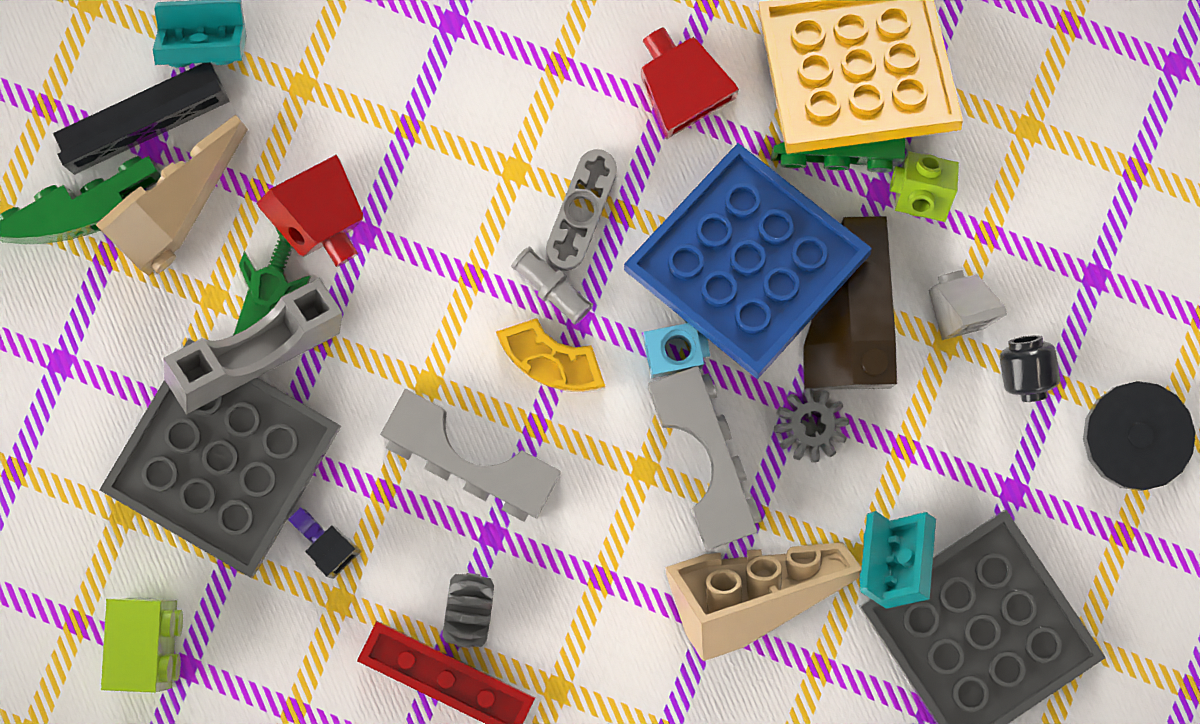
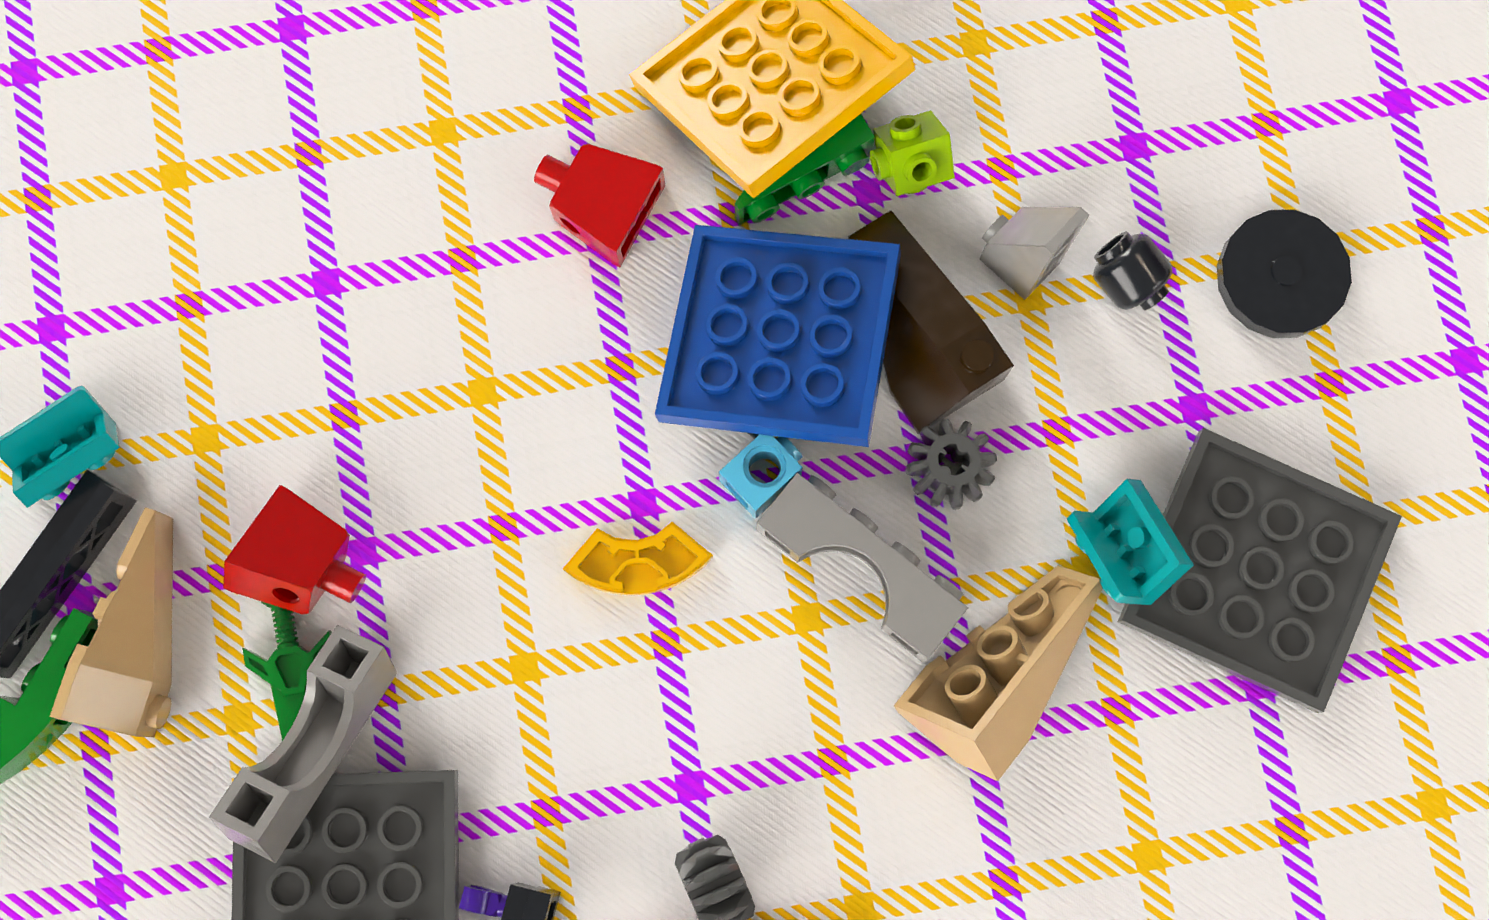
camera: 30 degrees left, 5 degrees down
(421, 429) = (544, 721): light grey arch -> none
(552, 285) = (592, 484): light grey pin -> none
(581, 176) = (556, 355): light grey beam -> none

